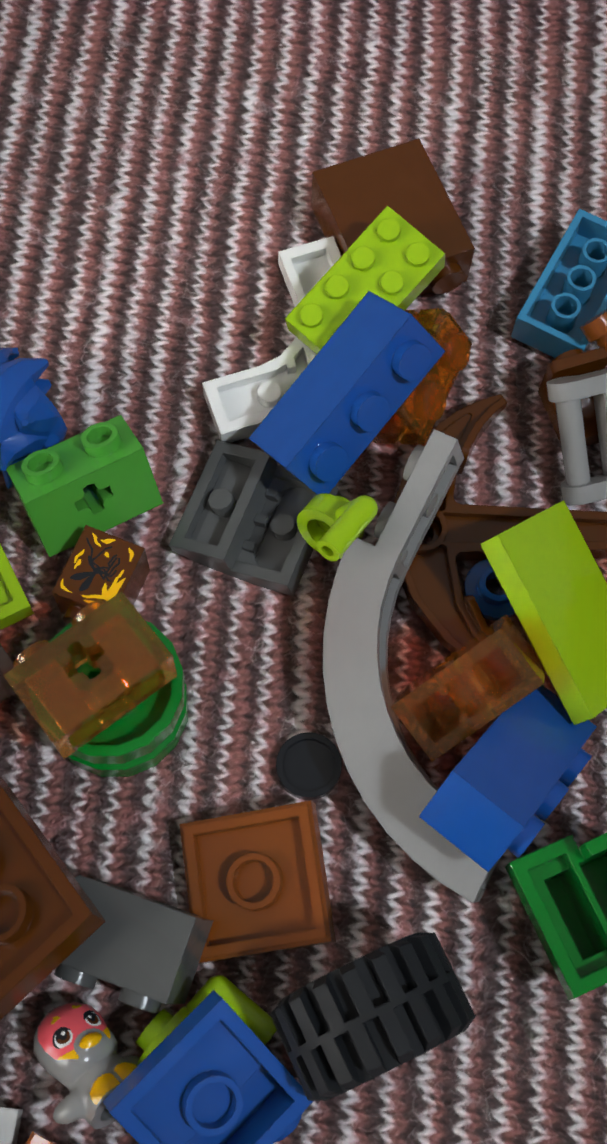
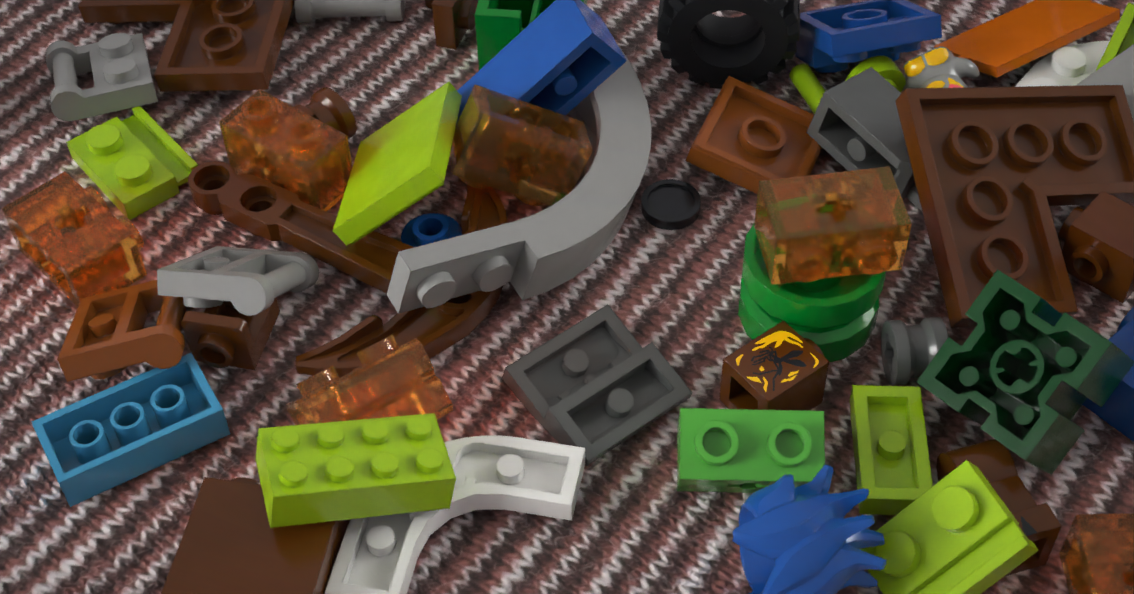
camera: 145 degrees left, 20 degrees down
(334, 523) = (536, 307): lime plate -> none
(347, 393) = (452, 364): blue brick -> none

